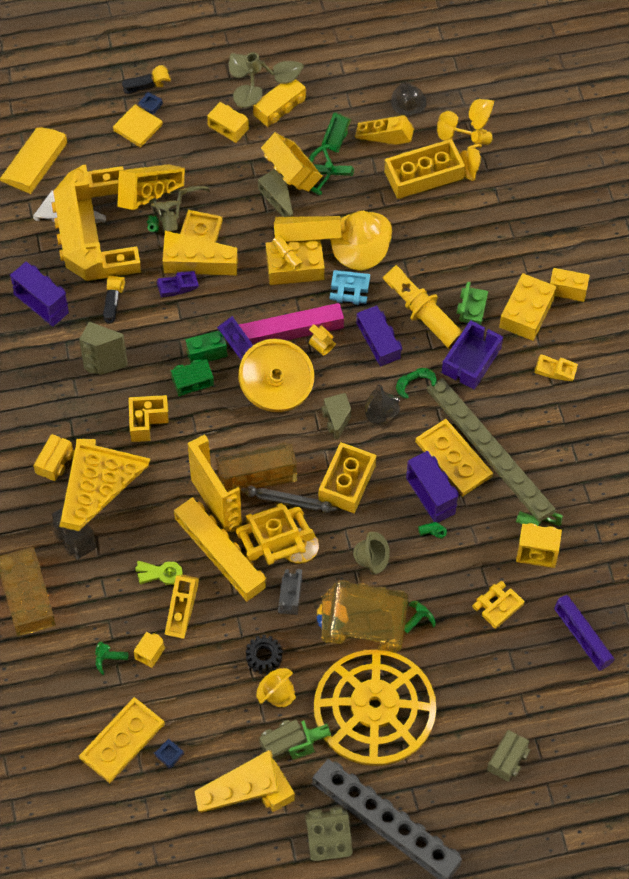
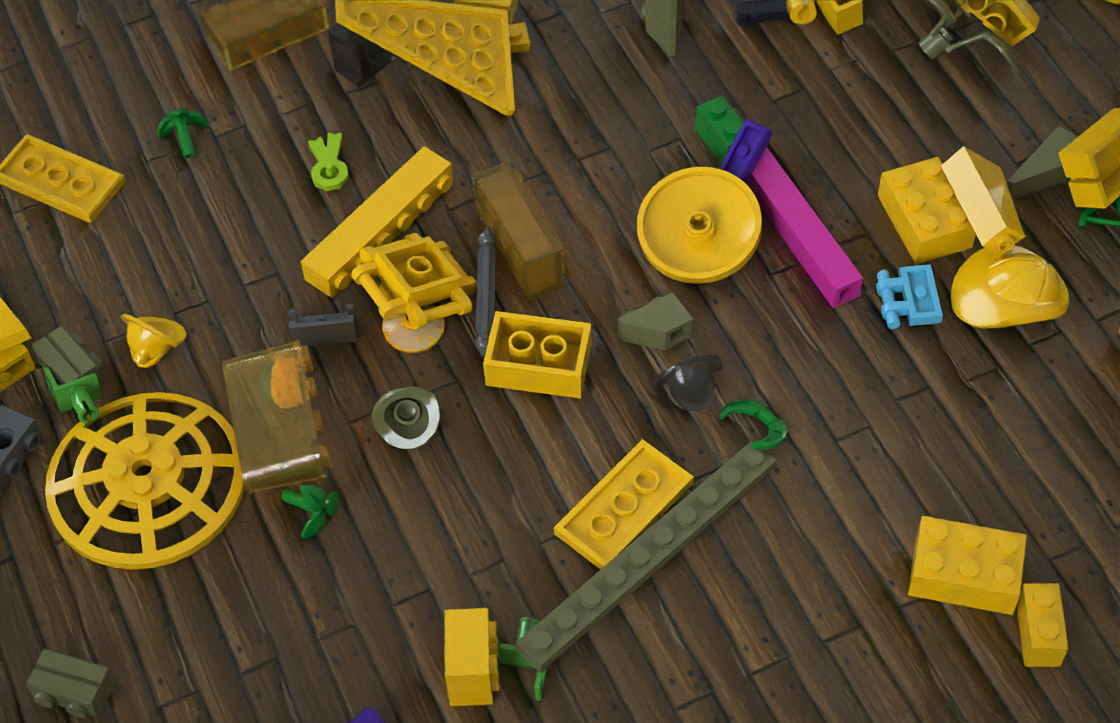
camera: 80 degrees right, 5 degrees down
(144, 412) = (578, 79): yellow brick -> none
(149, 649) = (198, 173): yellow brick -> none
(153, 223) = (918, 27): green arm -> none
(169, 753) = (37, 232): dark blue plate -> none
(177, 285) = (828, 78): dark purple slope -> none
(181, 605) = (280, 194): yellow slope -> none
(192, 377) = (668, 127): green brick -> none
(193, 254) = (884, 84): yellow wedge -> none
(202, 225) = (943, 88): yellow tile -> none
(223, 504) = (444, 161): yellow panel -> none
(264, 643) = (208, 298): black tyre -> none
(287, 252) = (920, 179): yellow pin -> none
(321, 340) = (789, 271): yellow plate -> none
(379, 335) = (826, 352): dark purple brick -> none
(423, 307) = (900, 400): yellow piece -> none
(432, 486) = (546, 473): dark purple piece -> none
(433, 528) = (482, 501): green arm -> none
(471, 355) = (830, 490): dark purple piece -> none
(473, 304) = (943, 479): bright green bracket -> none
(502, 608) = (348, 629): yellow plate -> none
(556, 369) = (857, 637): yellow slope -> none

